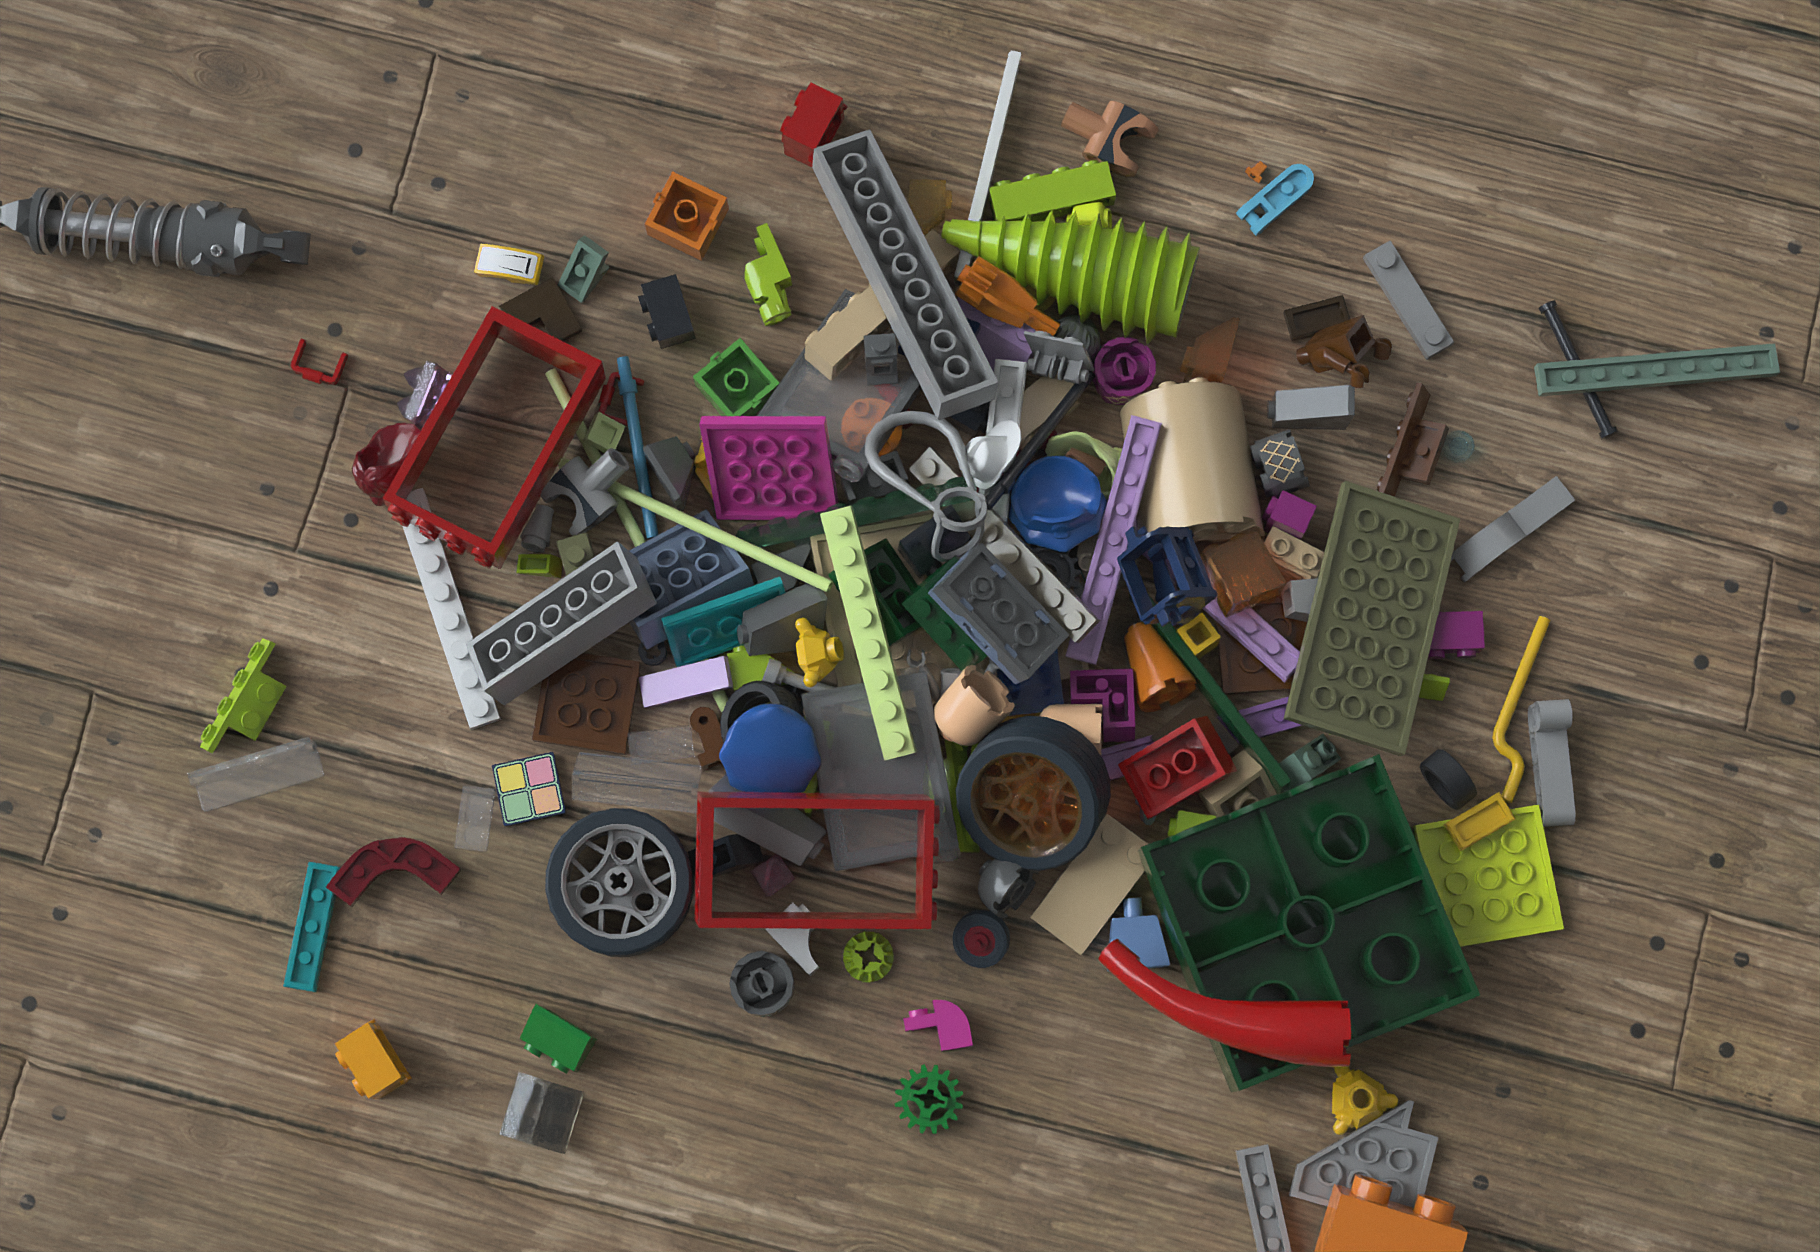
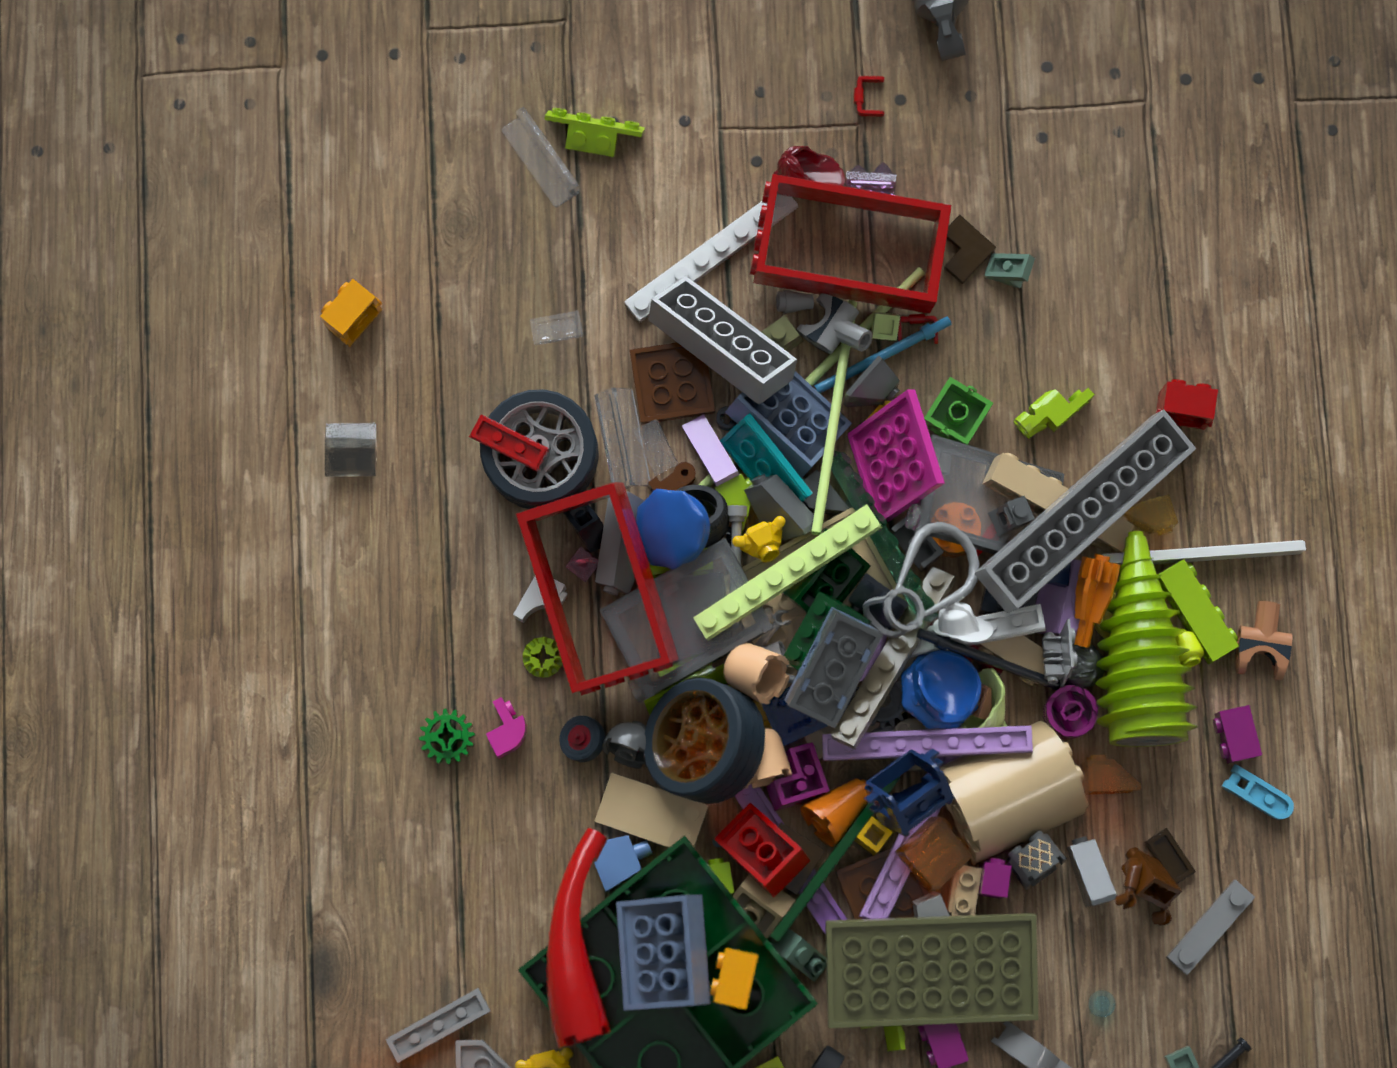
camera: 75 degrees right, 0 degrees up
(311, 929) = (439, 237): teal tile -> none
(389, 856) = (508, 273): dark red plate -> none
(509, 263) = (995, 211): slope -> none
(529, 789) = (592, 360): tile -> none
(539, 565) = (766, 310): lime piece -> none
(557, 1038) = (409, 442): green slope -> none
(603, 913) = (509, 442): none -> red tile
(667, 311) = (997, 342): black brick -> none
(686, 216) = (1079, 331): orange brick -> none
(762, 983) = (496, 581): dark grey brick -> none
(1204, 198) = (1237, 734): none -> magenta brick
(1256, 171) = (1274, 770): orange piece -> none
(1271, 913) = (663, 952): none -> sand blue slope
(1326, 837) = (735, 978): none -> light orange slope
(1416, 446) = (1087, 967): reddish brown bracket -> none

